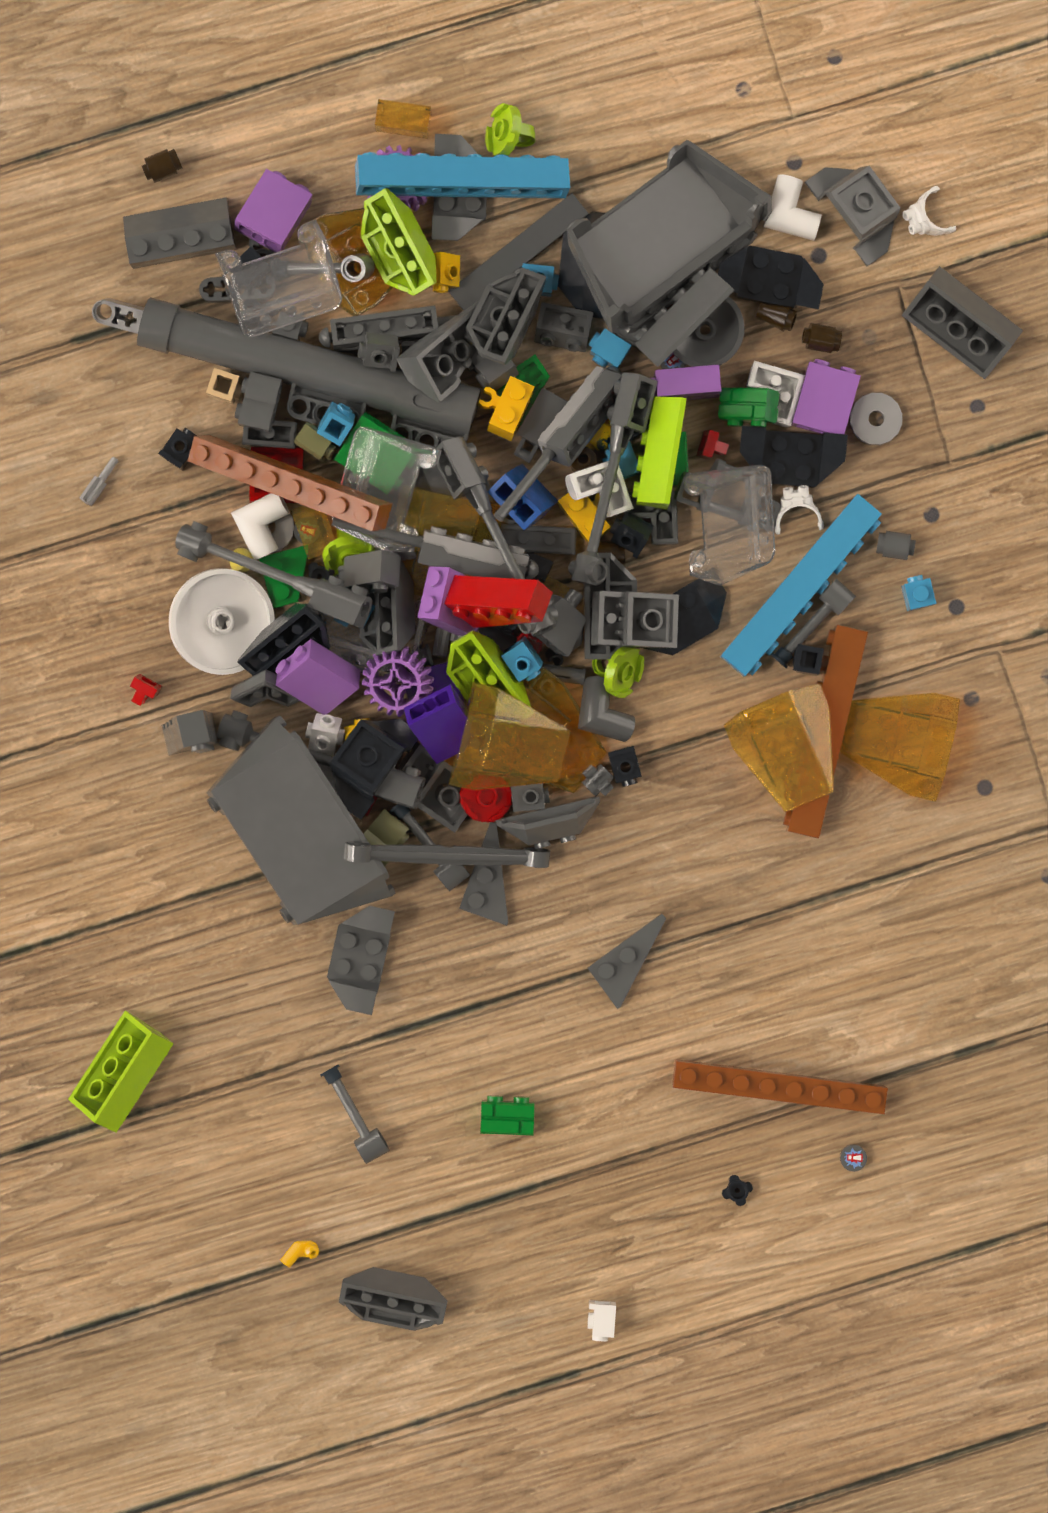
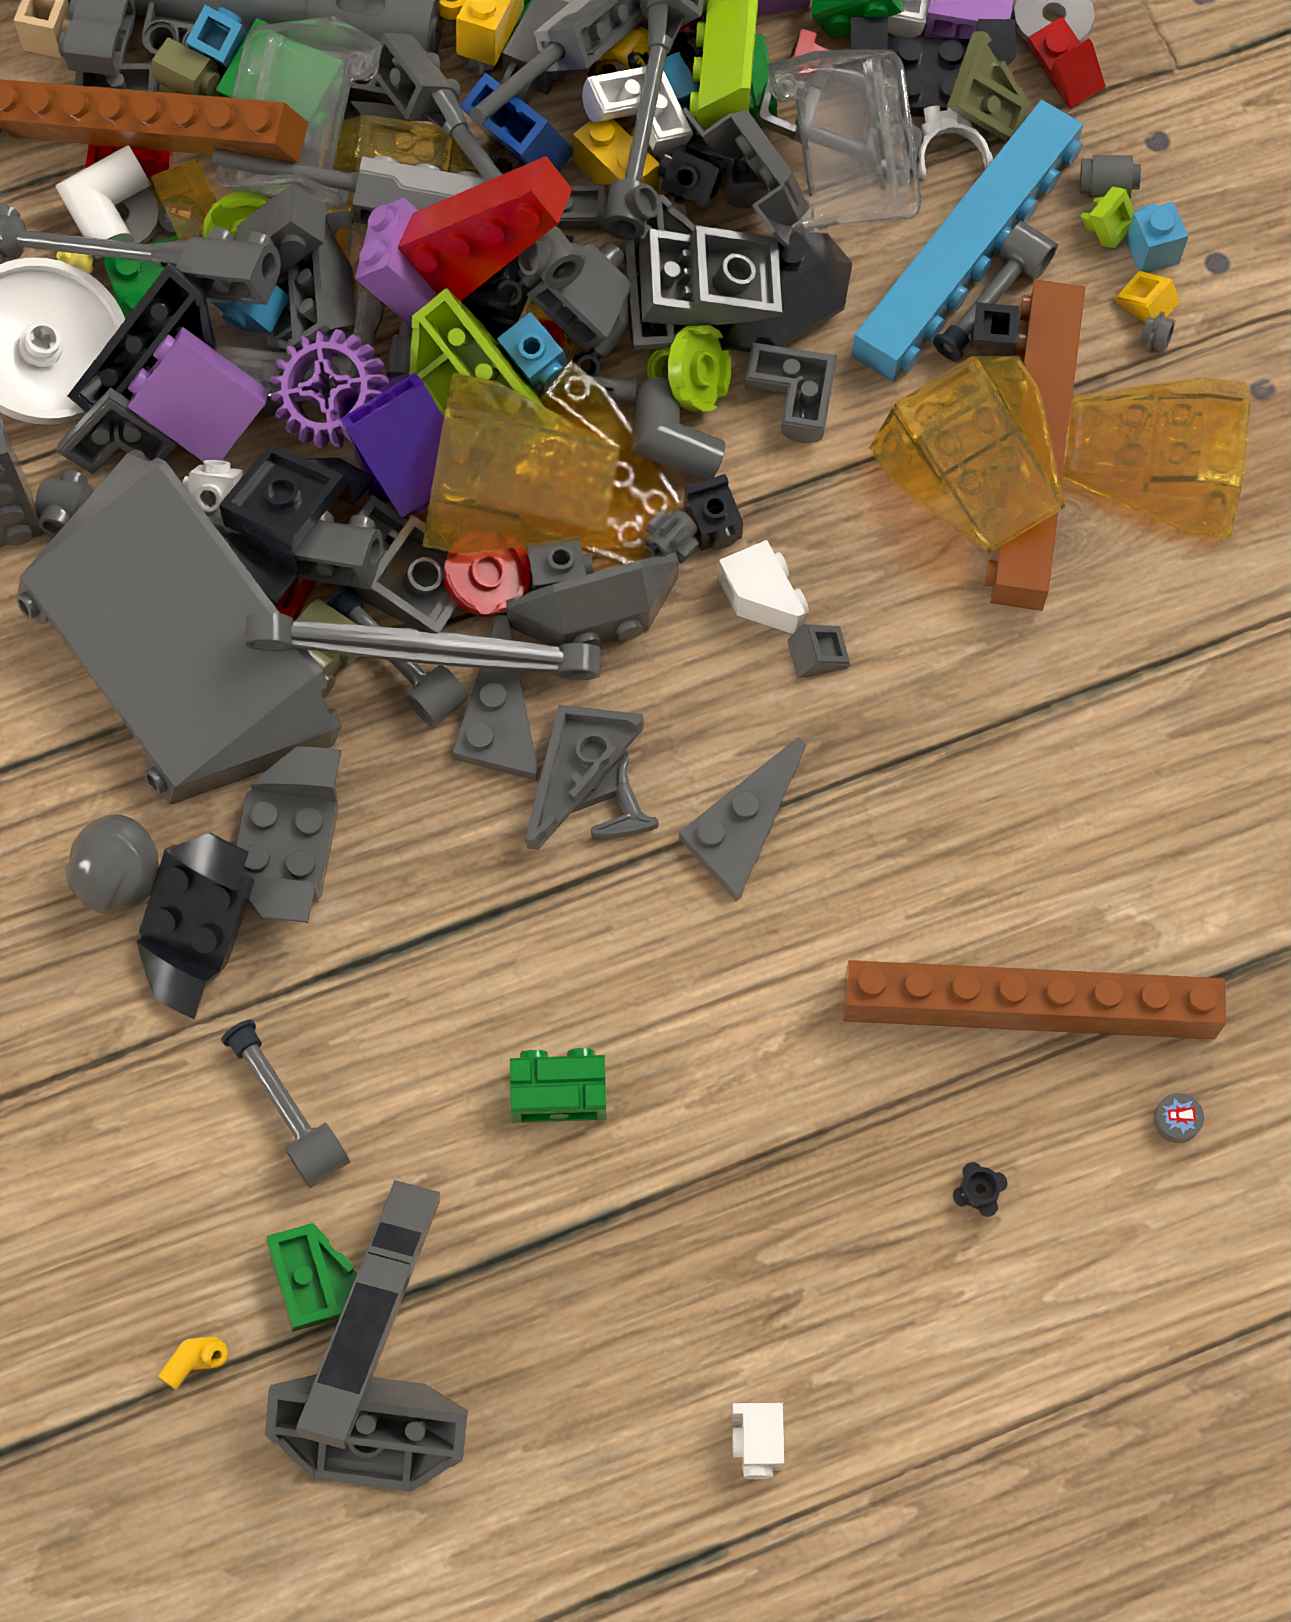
camera: 10 degrees left, 20 degrees down
(260, 969) = (112, 864): none -> dark grey piece
(304, 1008) = (193, 919): none -> black piece
(368, 1214) = (310, 1275): none -> green wing
(397, 1241) = (368, 1315): none -> tile
(533, 916) = (577, 757): none -> dark grey wing
(550, 932) = (616, 784): none -> dark grey piece
(648, 817) = (760, 589): none -> white slope
(680, 856) = (818, 650): none -> dark grey slope
(682, 548) = (741, 136): none -> dark grey piece
(688, 677) = (806, 381): none -> dark grey brick
(824, 486) = (987, 91): none -> olive wing
(878, 458) = (1067, 62): none -> red slope
(893, 576) = (1110, 217): none -> lime tile
(908, 631) = (1148, 296): none -> yellow slope
(910, 659) = (1158, 332): none -> dark grey plate

